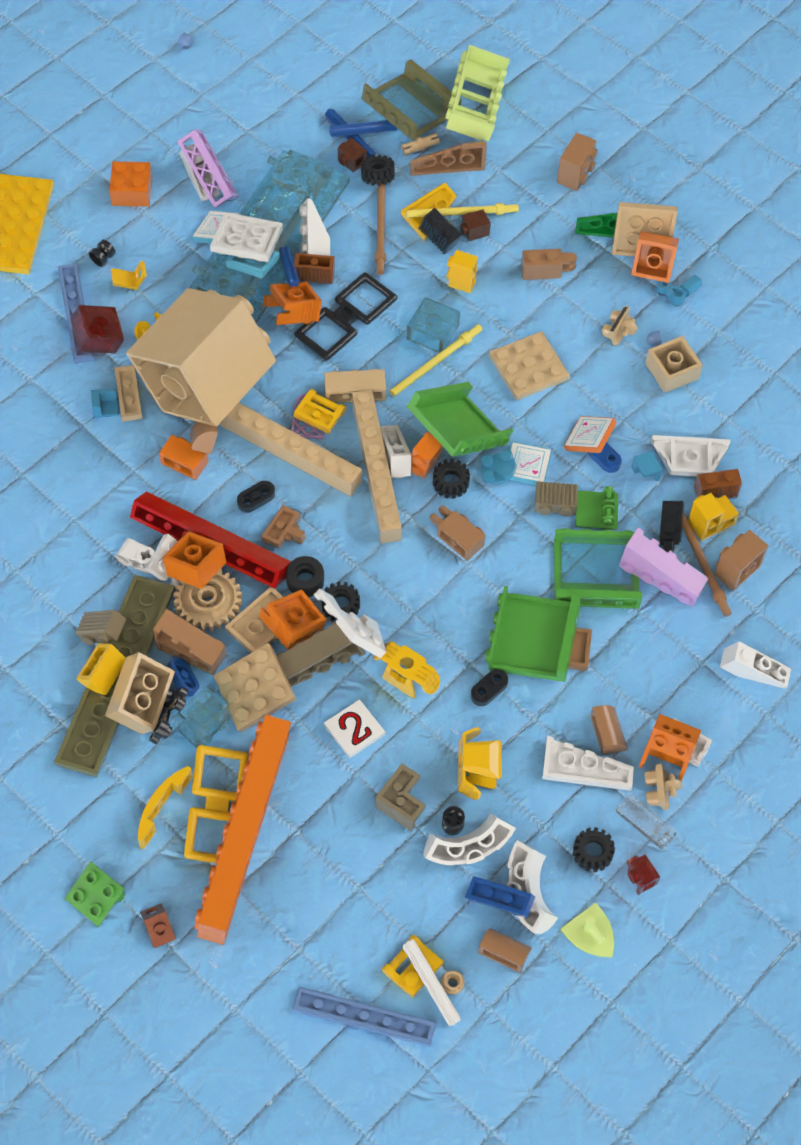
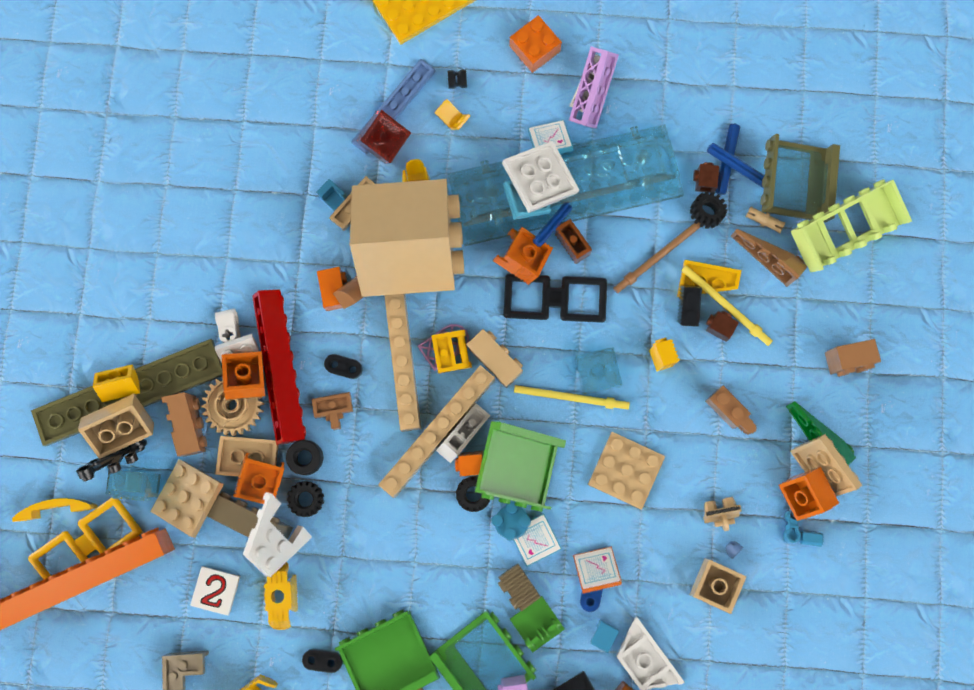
camera: 60 degrees right, 20 degrees up
(100, 626) = (148, 353): dark tan brick -> none
(183, 675) = (161, 439): blue plate -> none
(314, 235) = (597, 221): white slope -> none
(458, 532) = (430, 538): medium nougat hinge -> none

